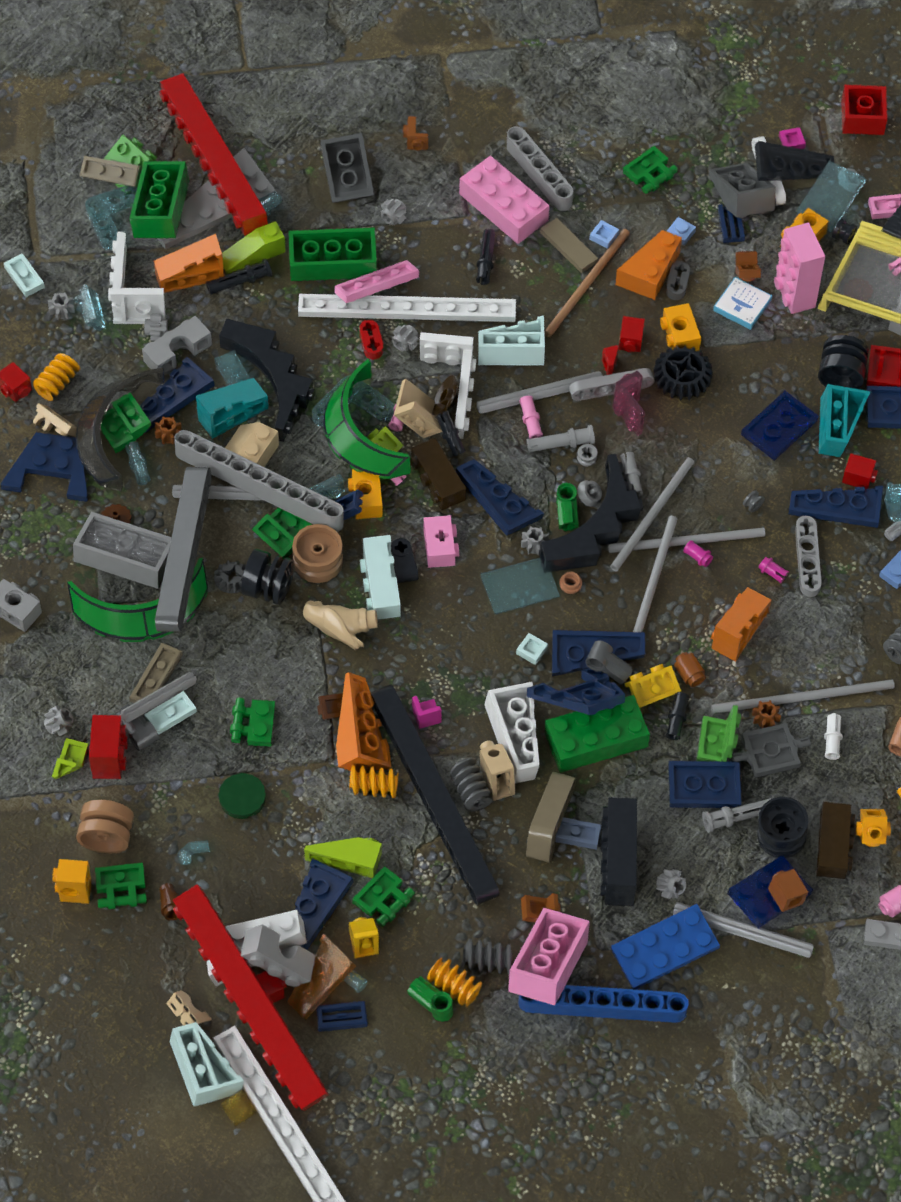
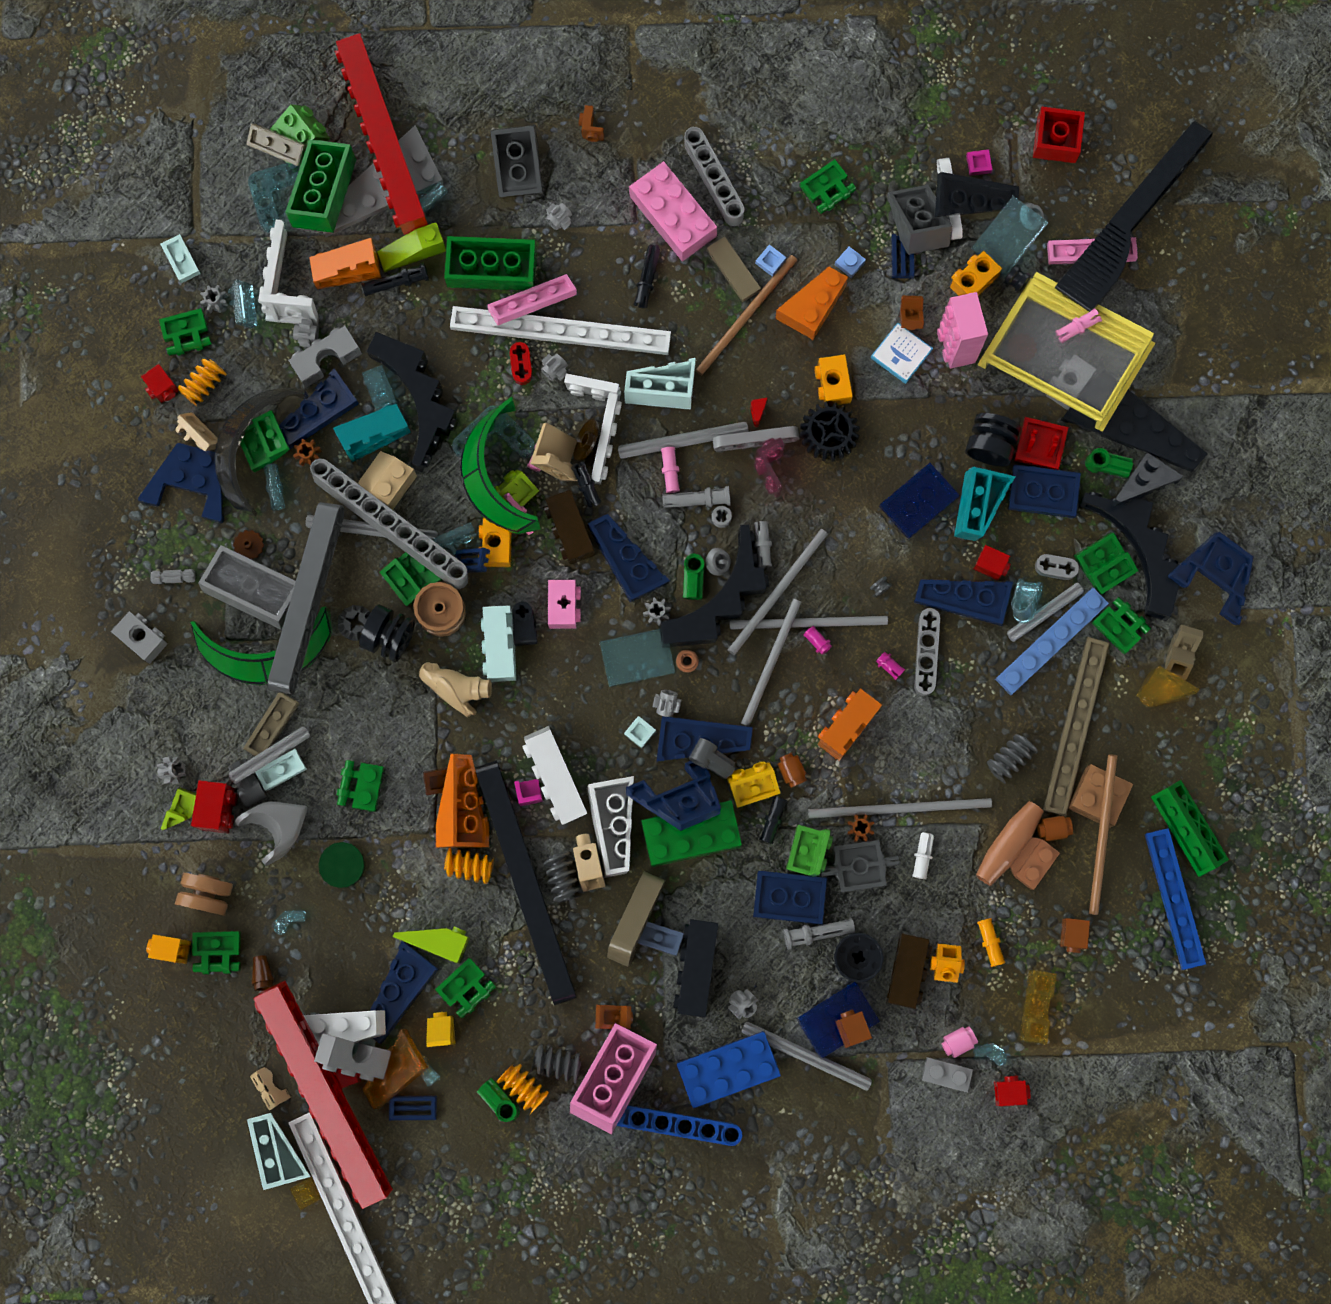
camera: 10 degrees right, 20 degrees up
(33, 331) = (185, 325): none -> green plate
(42, 550) = (173, 576): none -> light grey axle
(174, 756) = (281, 820): none -> light grey animal
(451, 690) = (555, 776): none -> white wedge
(556, 618) = (667, 703): none -> light grey gear
(631, 334) = (783, 382): red brick -> none
(681, 281) = (844, 322): dark grey beam -> none

